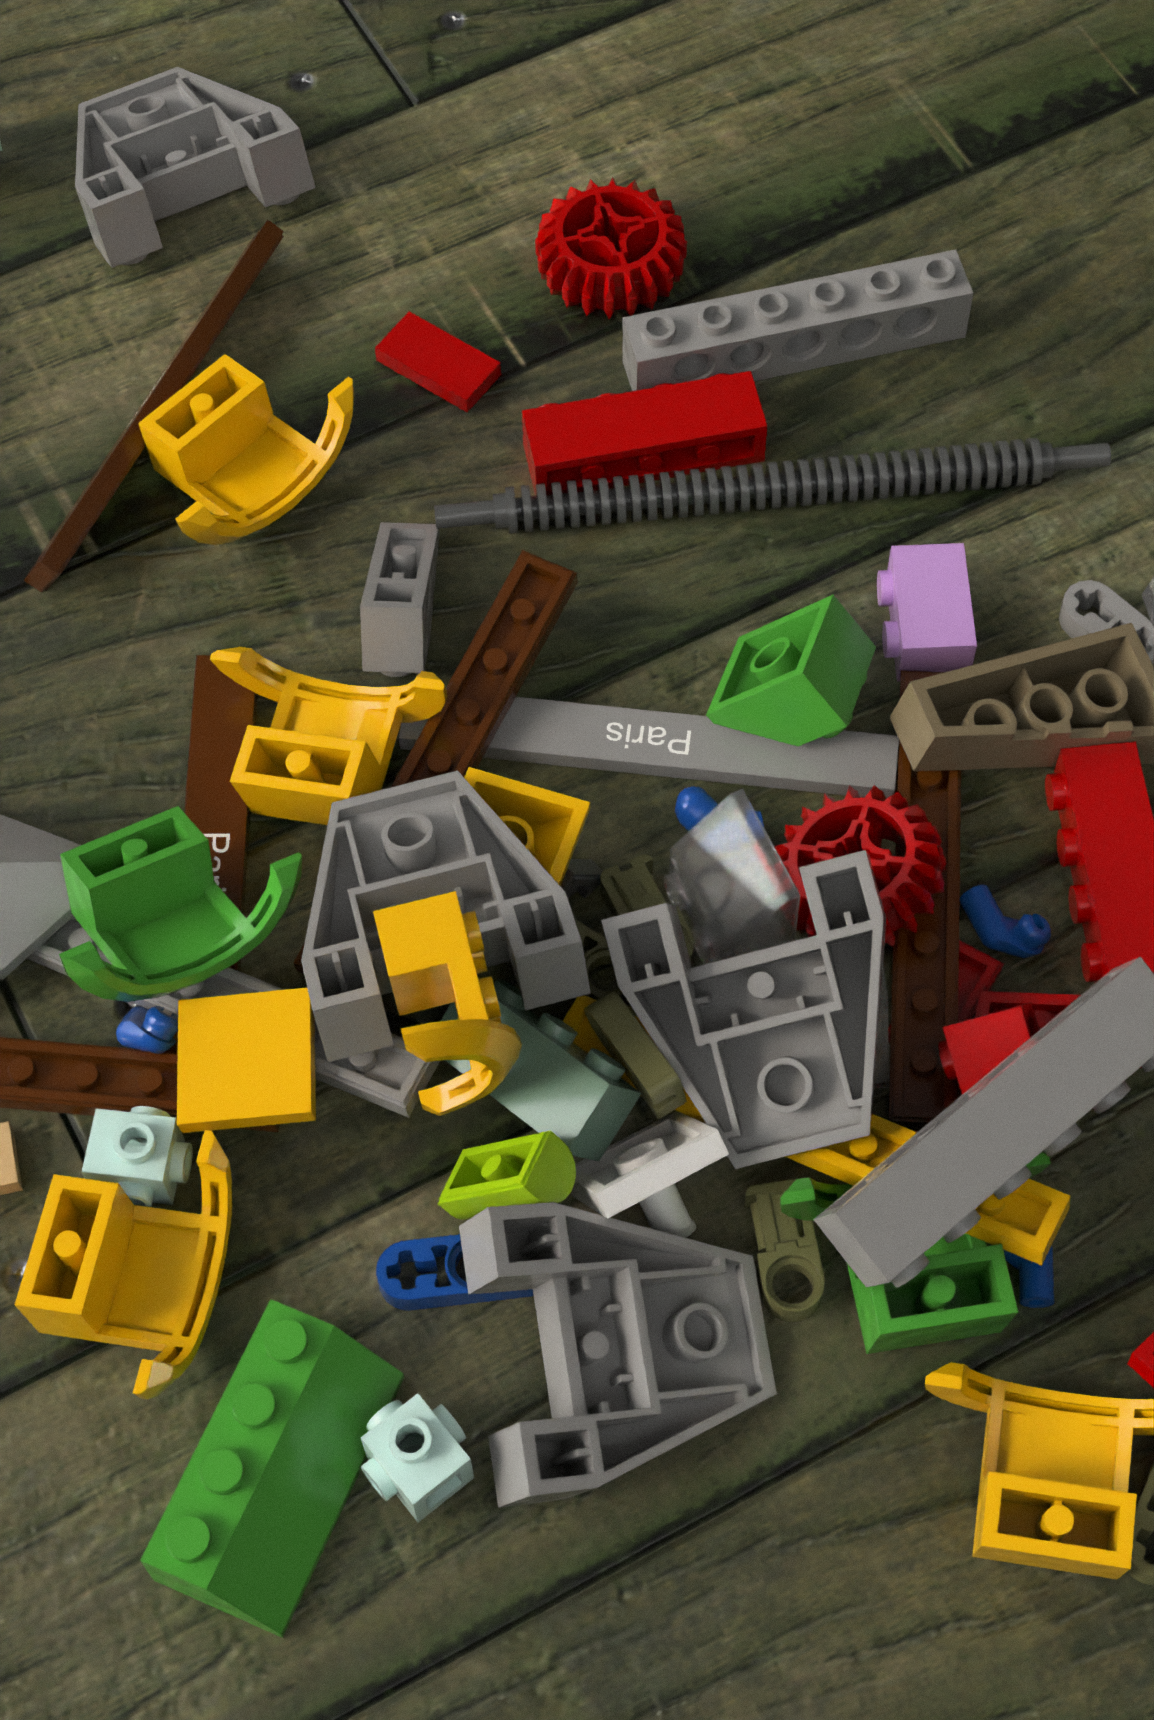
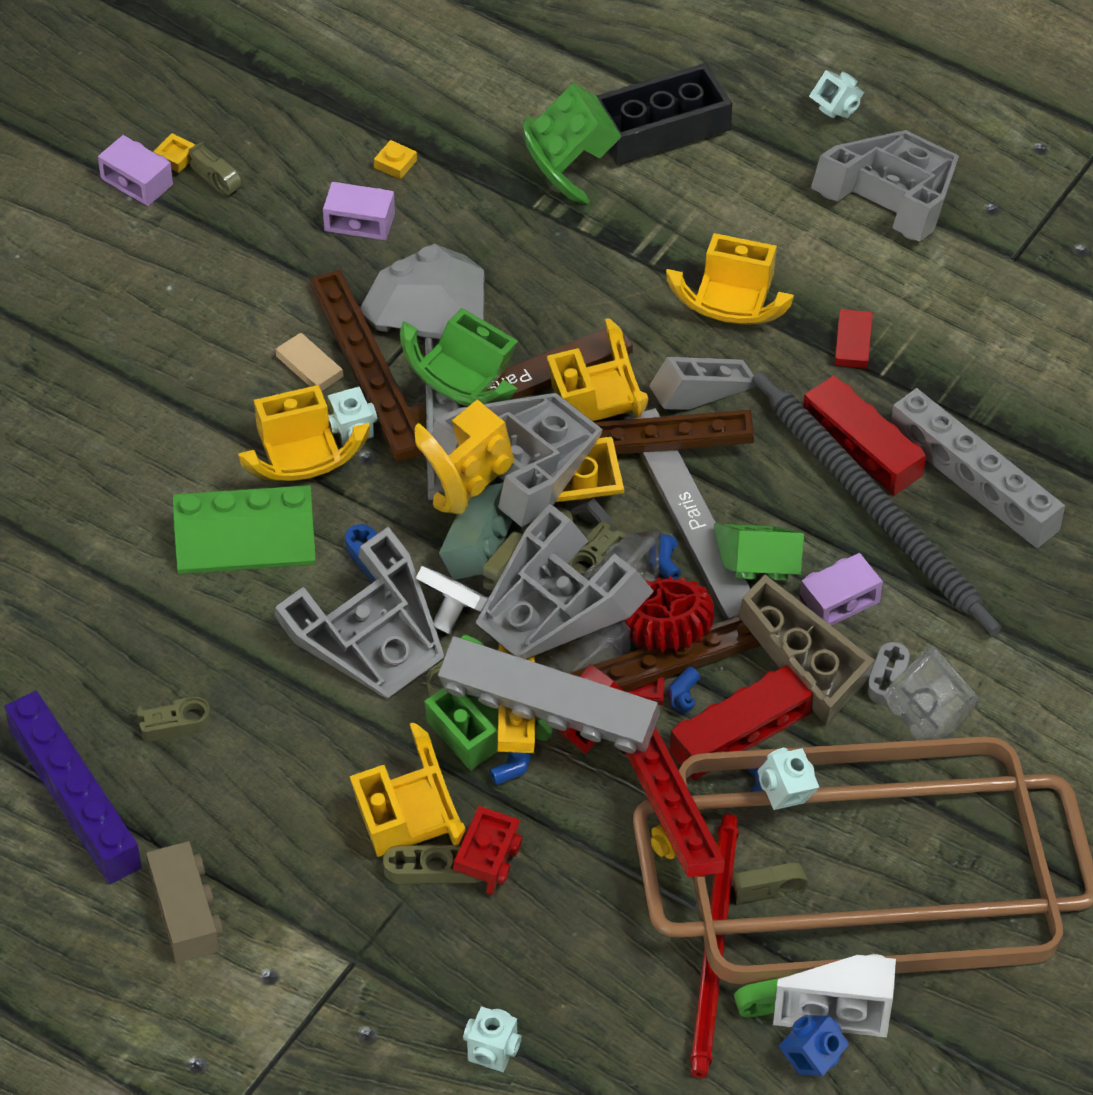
camera: 60 degrees right, 10 degrees down
(148, 1029) = (412, 391): blue arm -> none
(173, 378) = (782, 239): reddish brown tile -> none
(246, 1060) = (398, 424): yellow tile -> none
(431, 1472) = (276, 573): light aqua brick -> none
(509, 1173) = (421, 545): lime brick -> none
(611, 248) = (971, 366): red gear -> none

